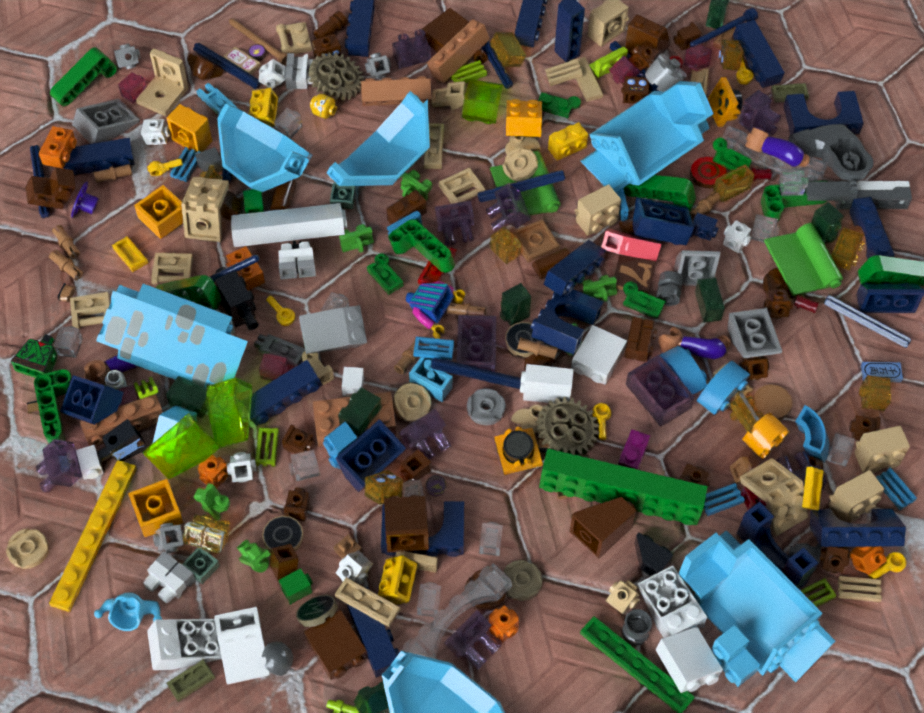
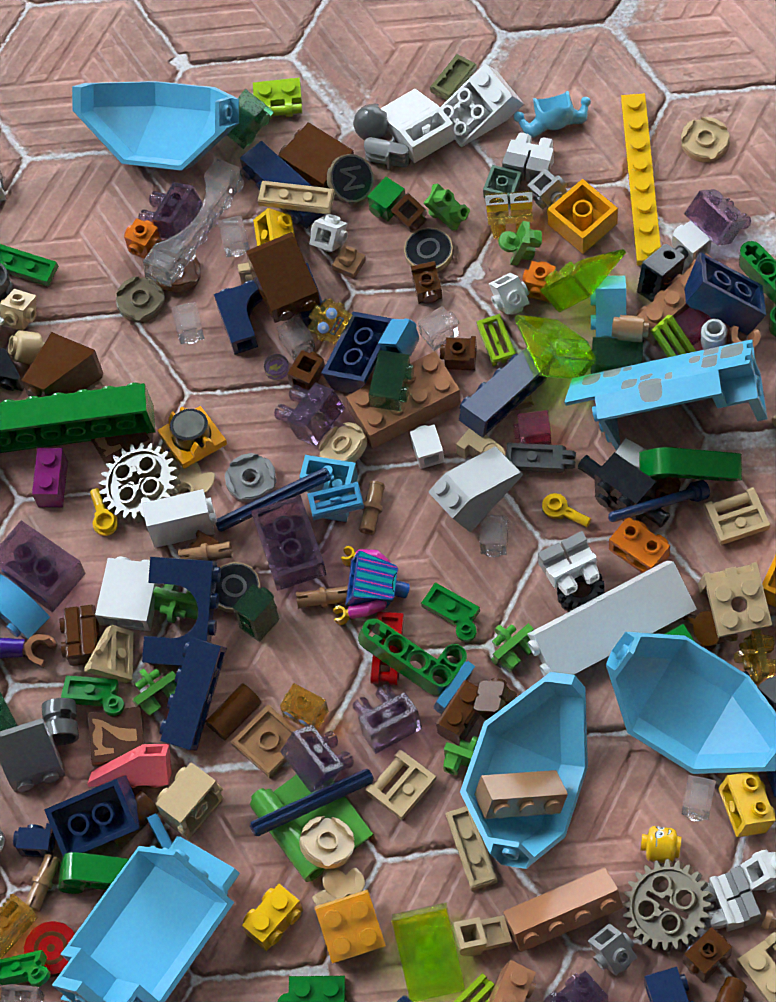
camera: 170 degrees right, 5 degrees up
(171, 397) = (630, 328): none -> medium nougat brick
(277, 628) = (386, 152): none -> light grey arm
(382, 197) = (493, 697): none -> brick
(393, 141) = (520, 794): none -> medium nougat brick
(622, 314) = (113, 655): none -> tan wing
(624, 564) = (25, 346): none -> tan head

